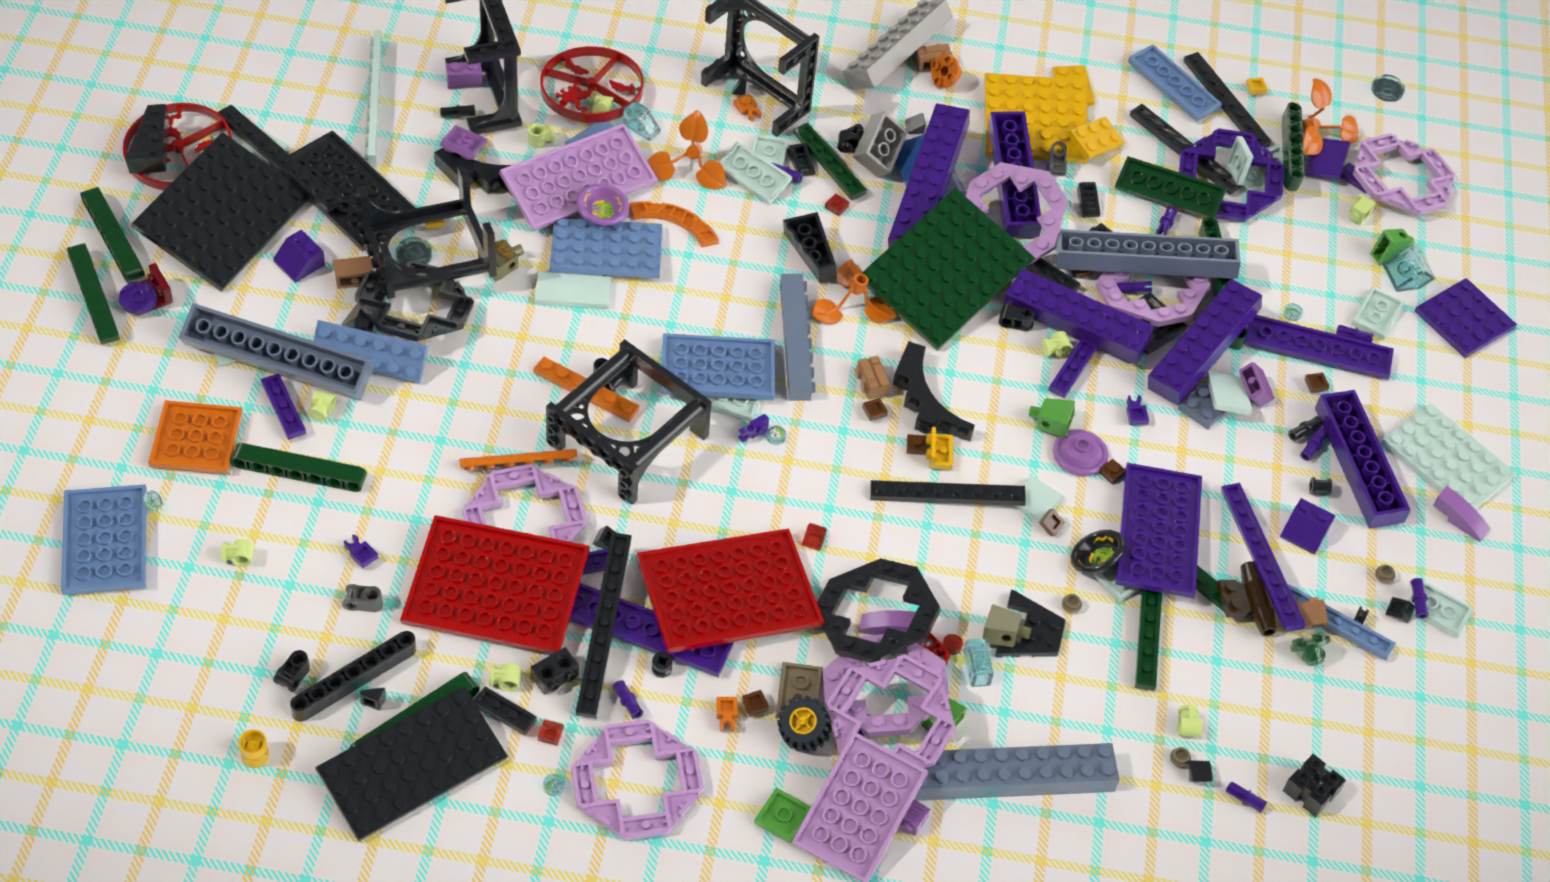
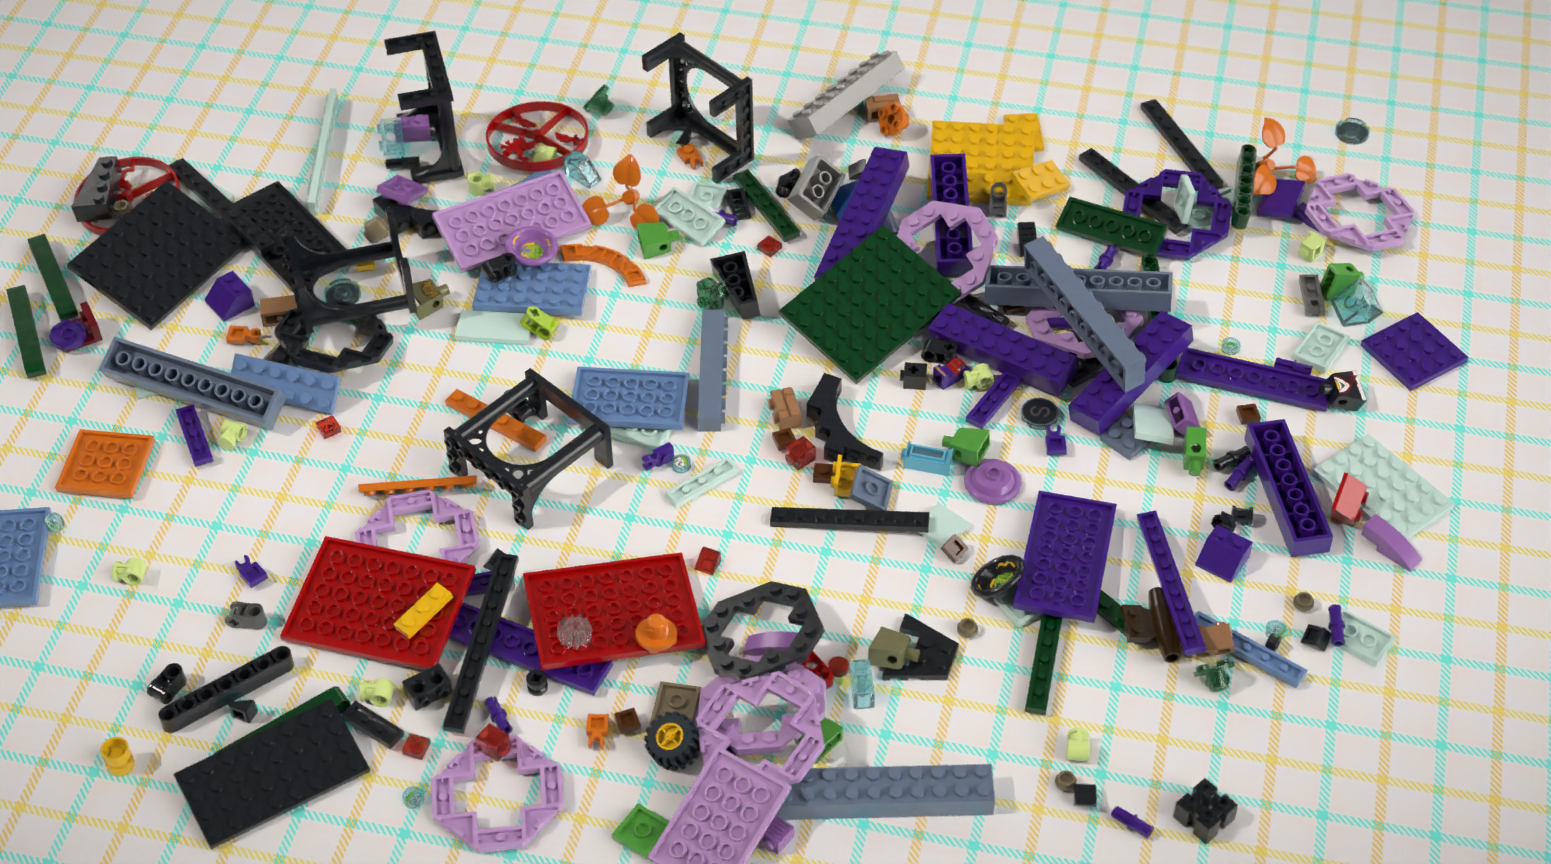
camera: 10 degrees right, 5 degrees down
(176, 160) = (121, 208): none -> dark tan plate
(298, 467) = (201, 492): dark green beam -> none
(316, 297) = (241, 334): none -> orange plate
(419, 397) = (328, 427): none -> clear red plate
(440, 184) = (376, 229): none -> dark tan head
(450, 93) = (394, 126): none -> clear light blue brick
(543, 593) = (423, 610): none -> yellow plate
(573, 229) = (499, 268): none -> black piece
(620, 286) = (540, 324): none -> lime piece
(630, 729) = (493, 742): none -> clear red brick
(651, 47) = (600, 102): none -> clear green plate
(698, 614) = (574, 631): none -> clear gear
(723, 196) = (655, 238): none -> bright green torso
(776, 615) = (656, 633): none -> orange plate
(787, 257) = (711, 294): none -> clear green plate
(798, 455) = (701, 482): none -> light aqua tile
(850, 275) = (772, 313): orange plant -> none
(892, 424) = (800, 453): none -> clear red brick
(966, 462) = (871, 489): none -> sand blue plate
(994, 343) = (914, 376): none -> black brick
(1016, 430) = (927, 459): none -> medium azure window
(1029, 340) = (950, 373): none -> dark purple leg
(1112, 471) = (1024, 500): reddish brown plate -> none
(1118, 382) = (1039, 413): none -> tile
(1161, 283) = (1084, 314): none -> sand blue brick
(1174, 82) = (1128, 128): medium blue plate -> none
(1256, 86) = (1213, 130): yellow plate -> none
(1271, 421) = (1194, 455): none -> bright green torso
(1304, 492) = (1224, 520): none -> black gear
(1362, 600) = (1276, 627): none -> clear light blue tile
(1365, 259) = (1312, 294): none -> flat silver plate
(1406, 359) = (1344, 390): none -> black torso
(1421, 472) = (1349, 500): none -> slope

